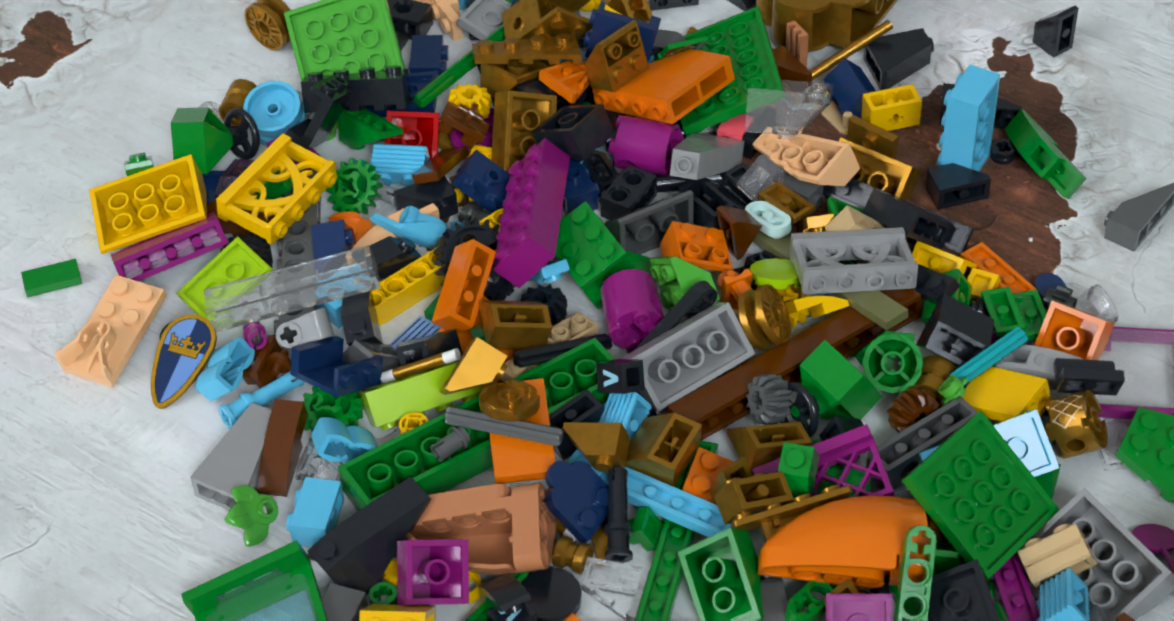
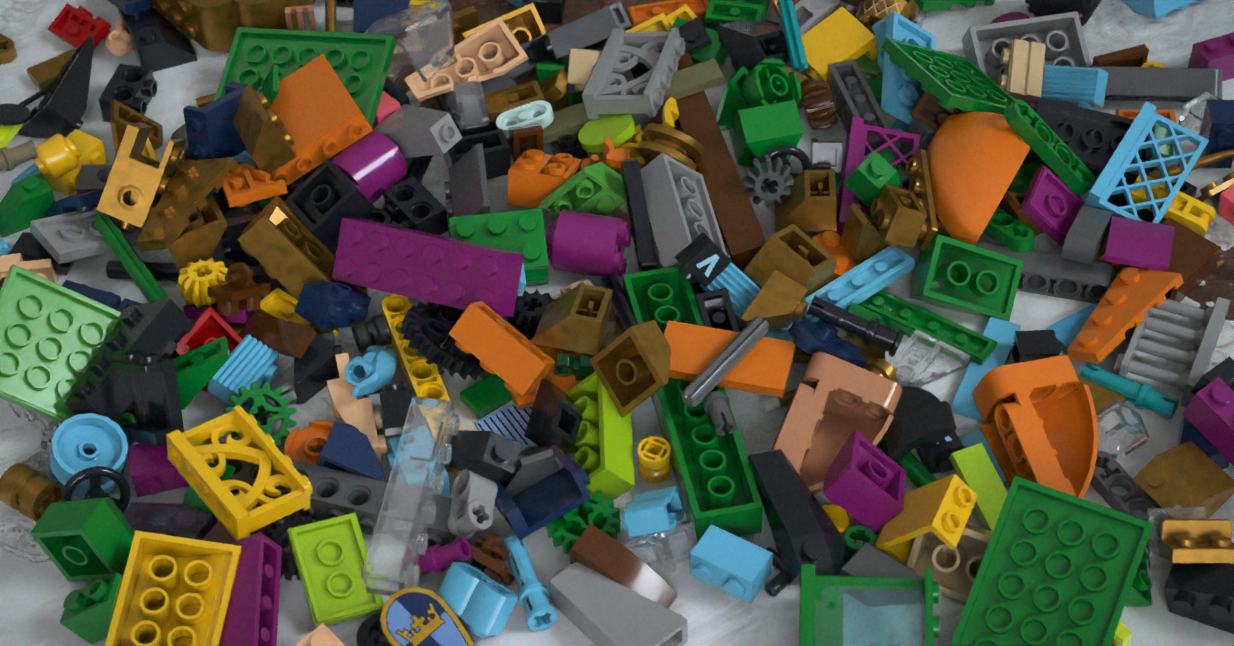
camera: 70 degrees left, 0 degrees up
(249, 514) = (699, 616): bright green plate -> none
(420, 365) = (587, 413): pearl gold bar -> none
(509, 401) = (699, 345): pearl gold tile -> none
(952, 388) = (810, 63): bright green plate -> none

